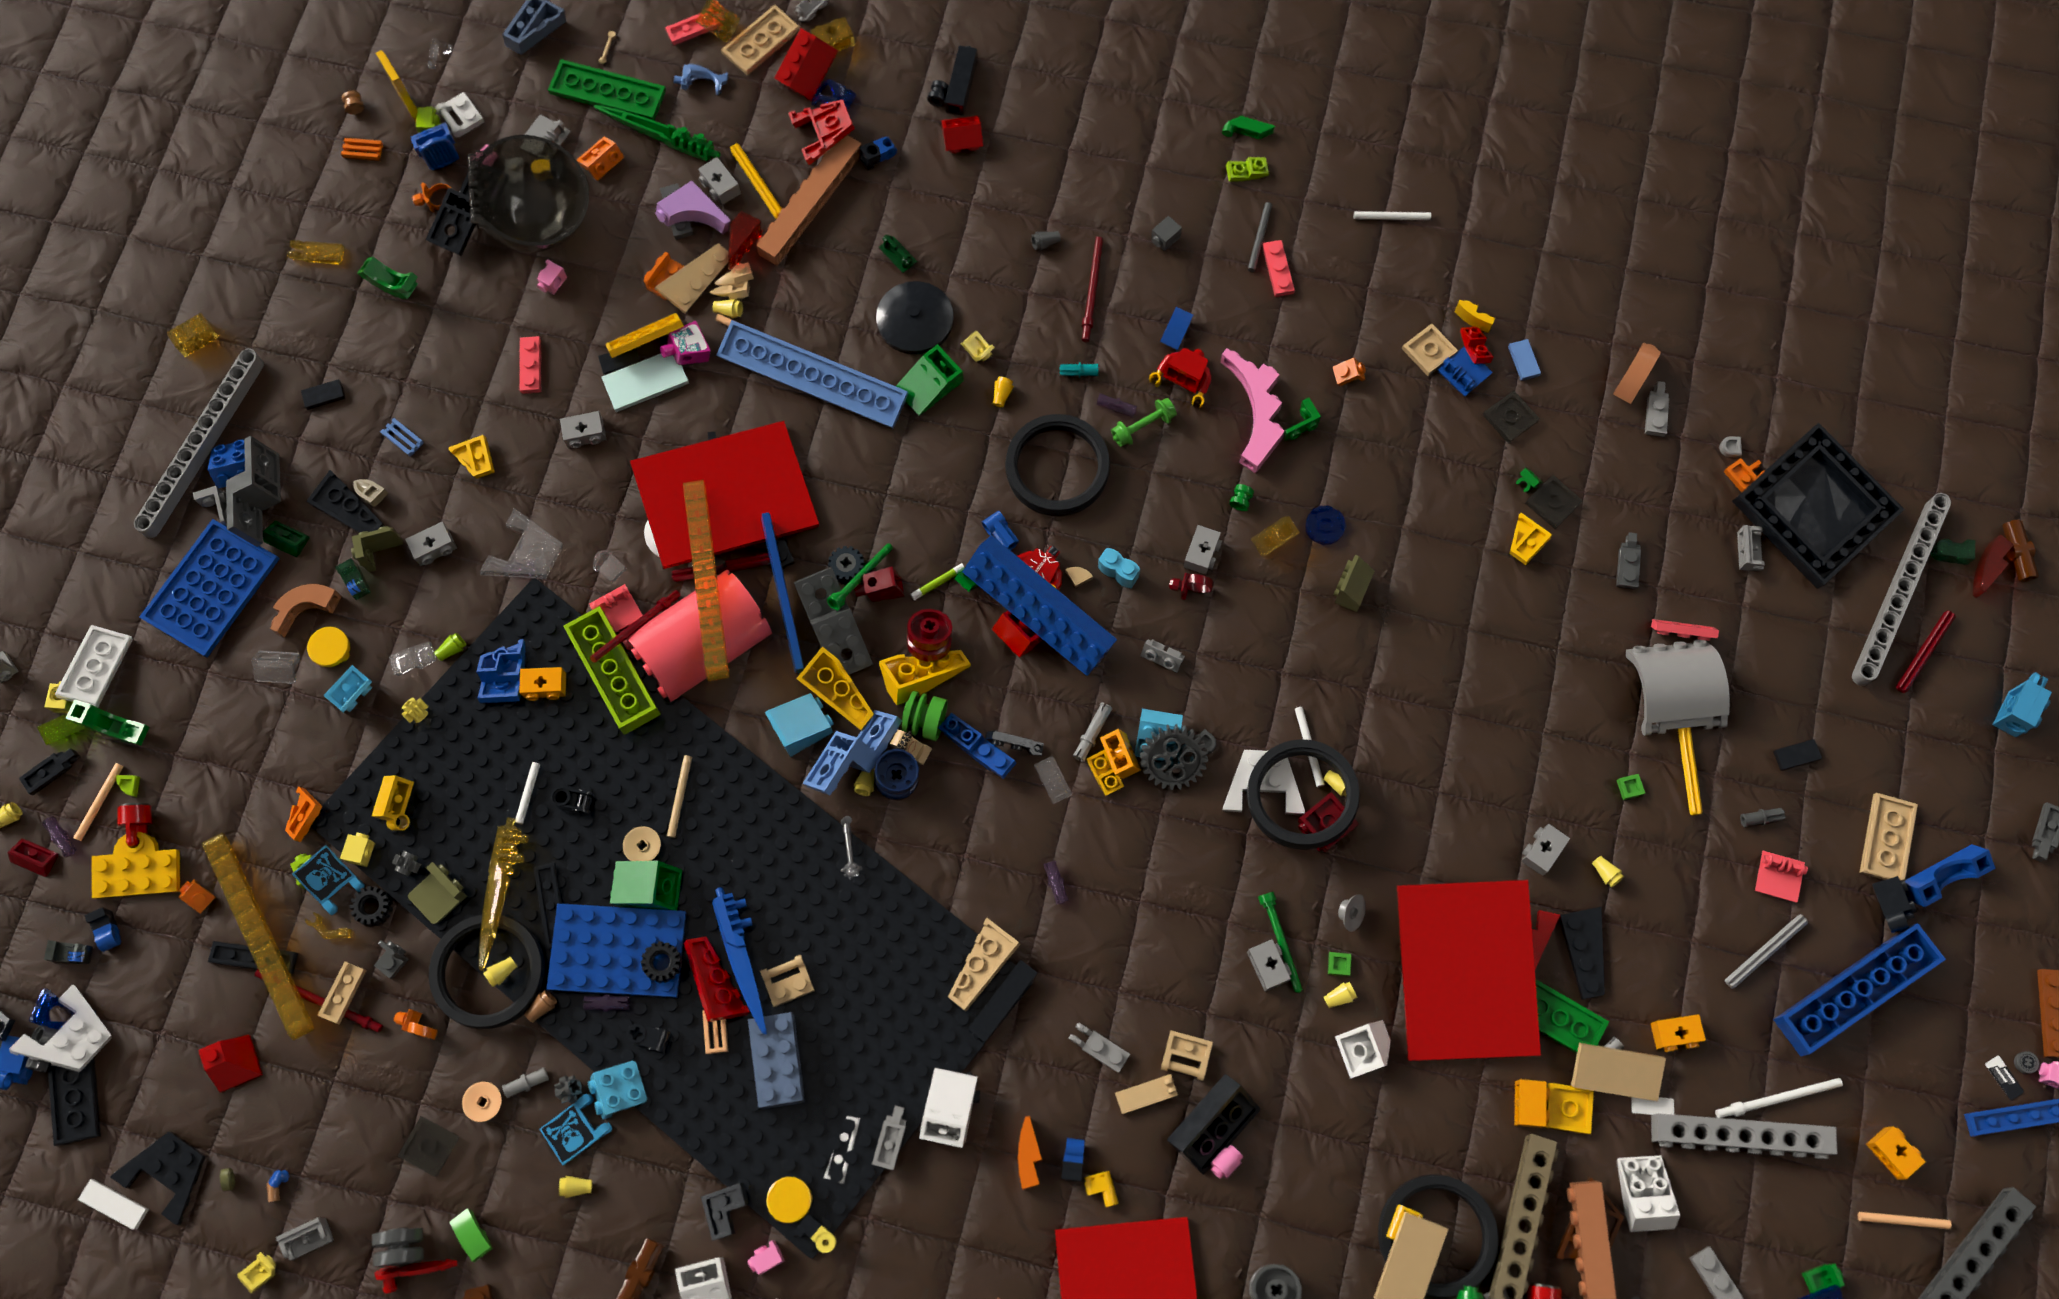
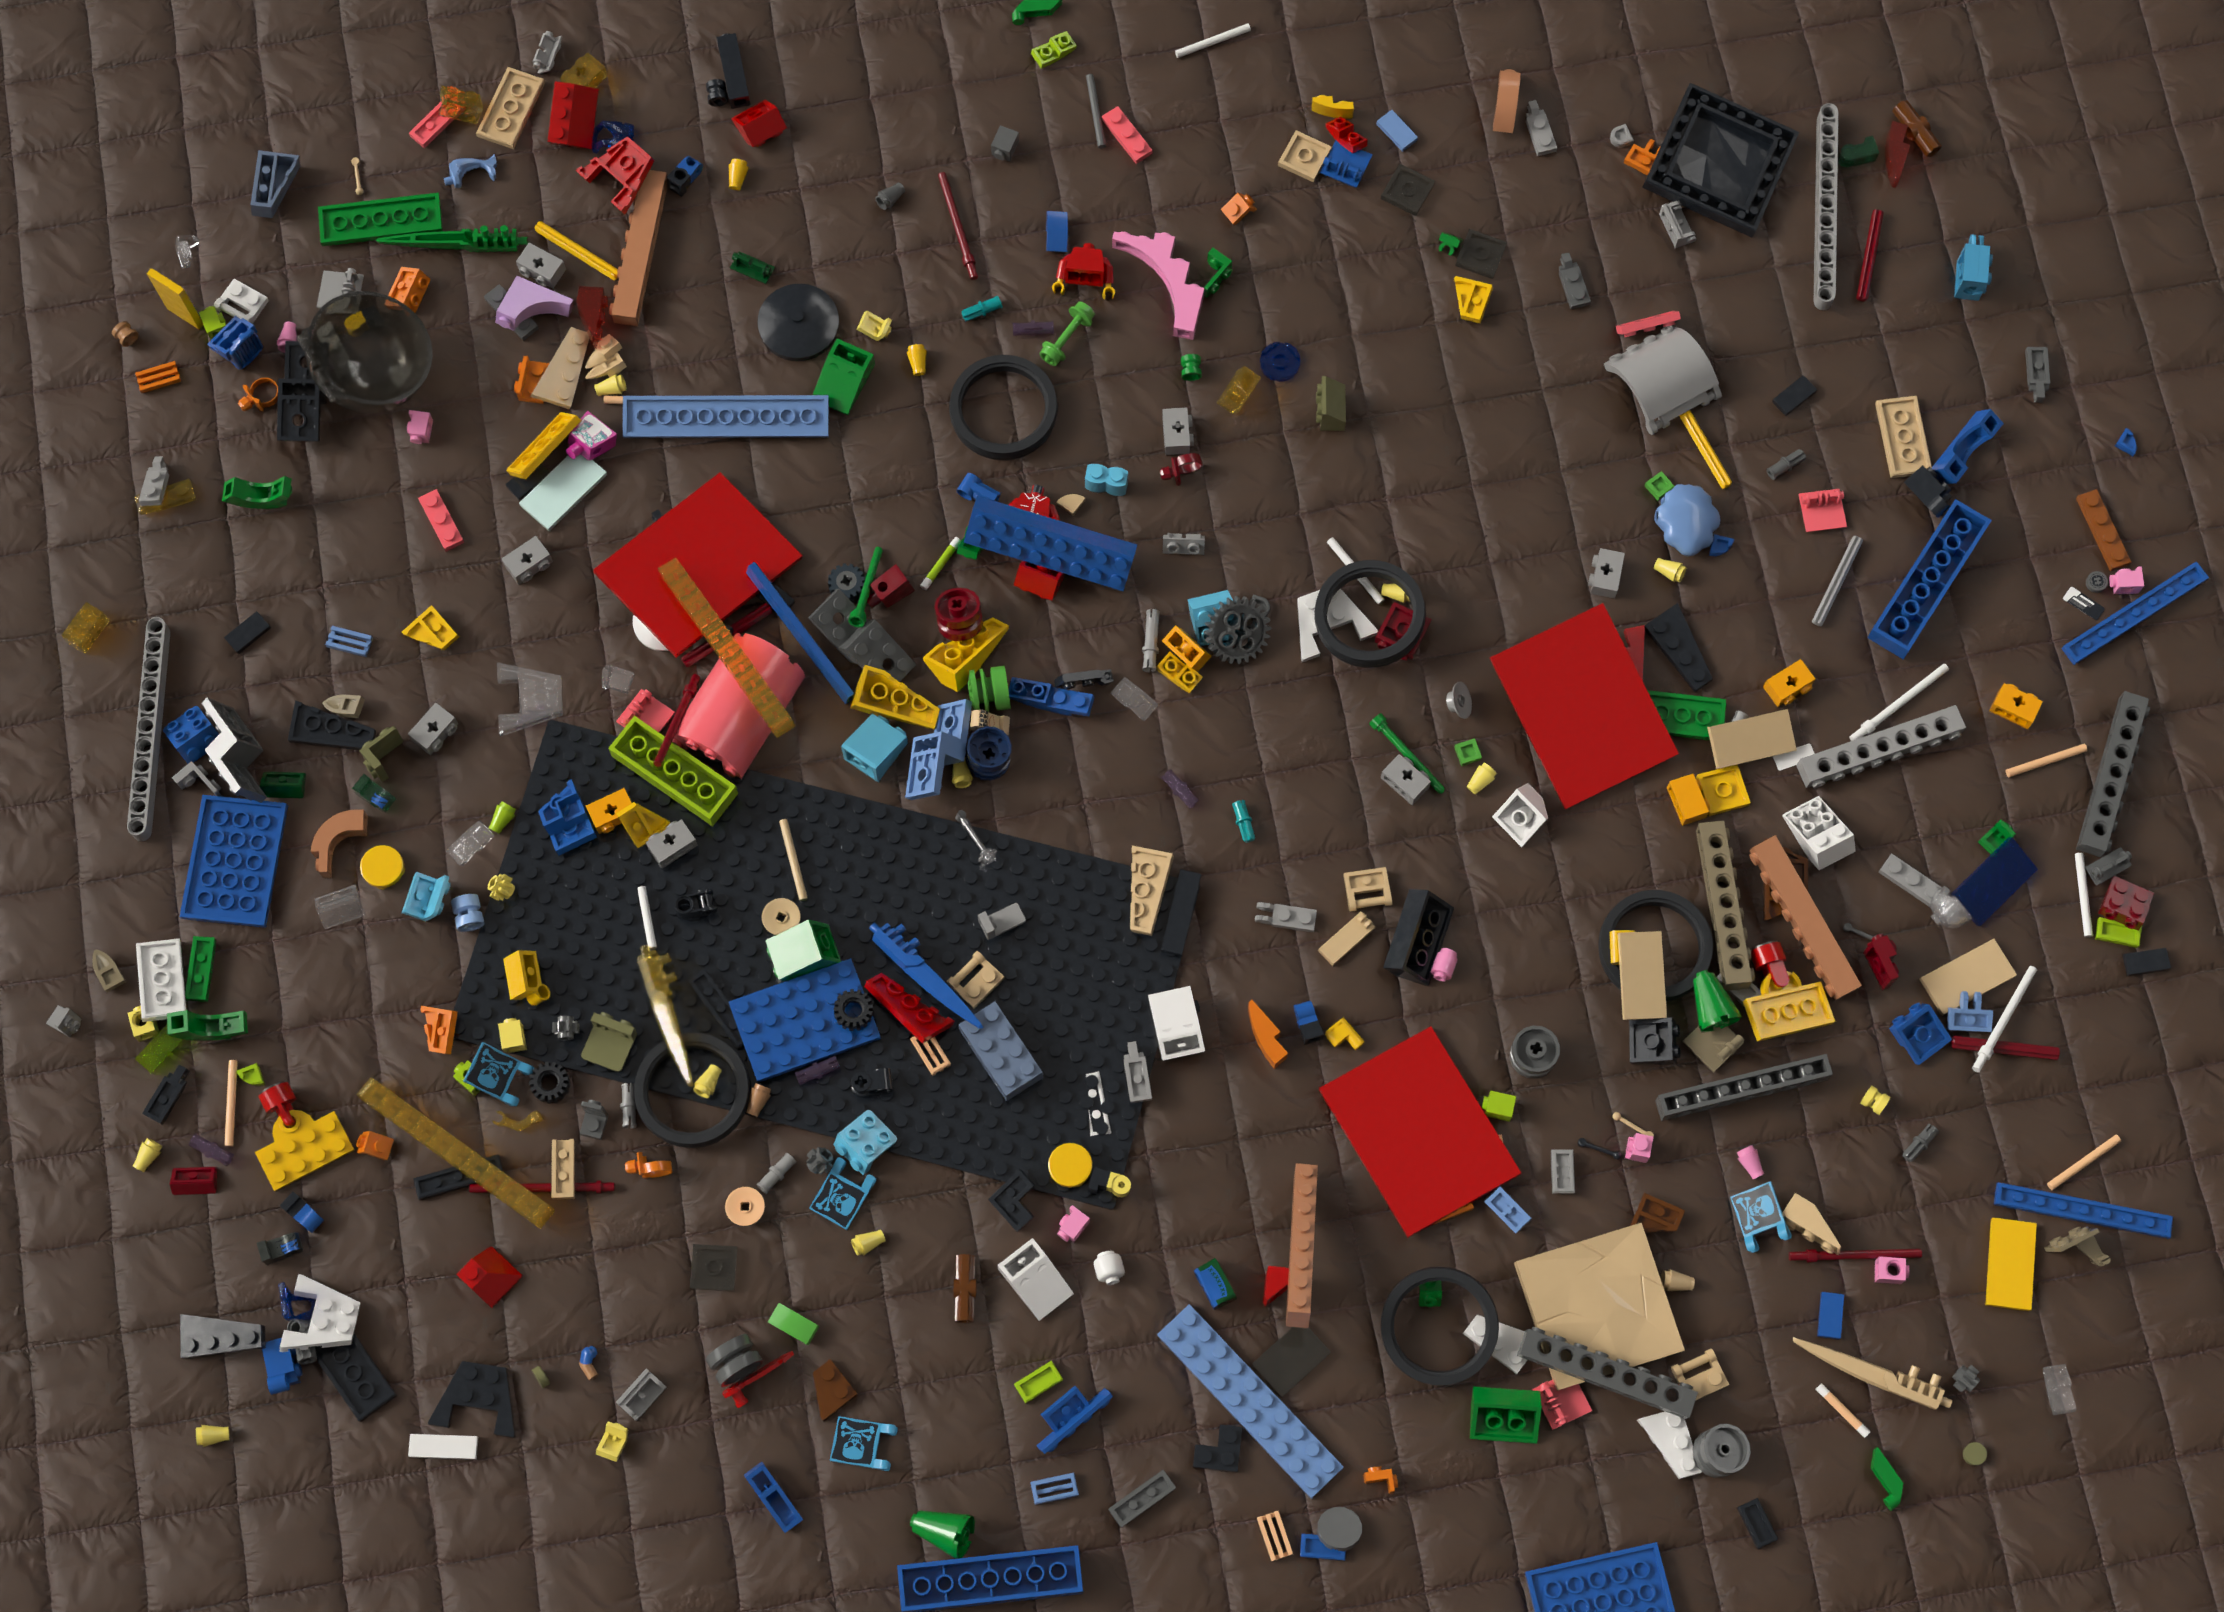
camera: 25 degrees left, 0 degrees up
(56, 640) = (107, 971): none -> dark tan plate
(133, 670) = (200, 969): none -> green plate
(310, 236) = (154, 483): none -> light grey hinge
(377, 720) = (467, 912): none -> light blue wheel
(425, 961) = (628, 1106): none -> light grey pin
(562, 706) = (641, 823): none -> yellow wing
(590, 737) = (666, 853): none -> light grey brick
(835, 936) = (1001, 920): none -> light grey bracket
(923, 168) = (737, 173): none -> yellow cone
(1100, 938) = (1243, 821): none -> teal axle
(1644, 831) = (1687, 519): none -> medium blue piece
(1665, 868) = (1720, 545): none -> blue tile

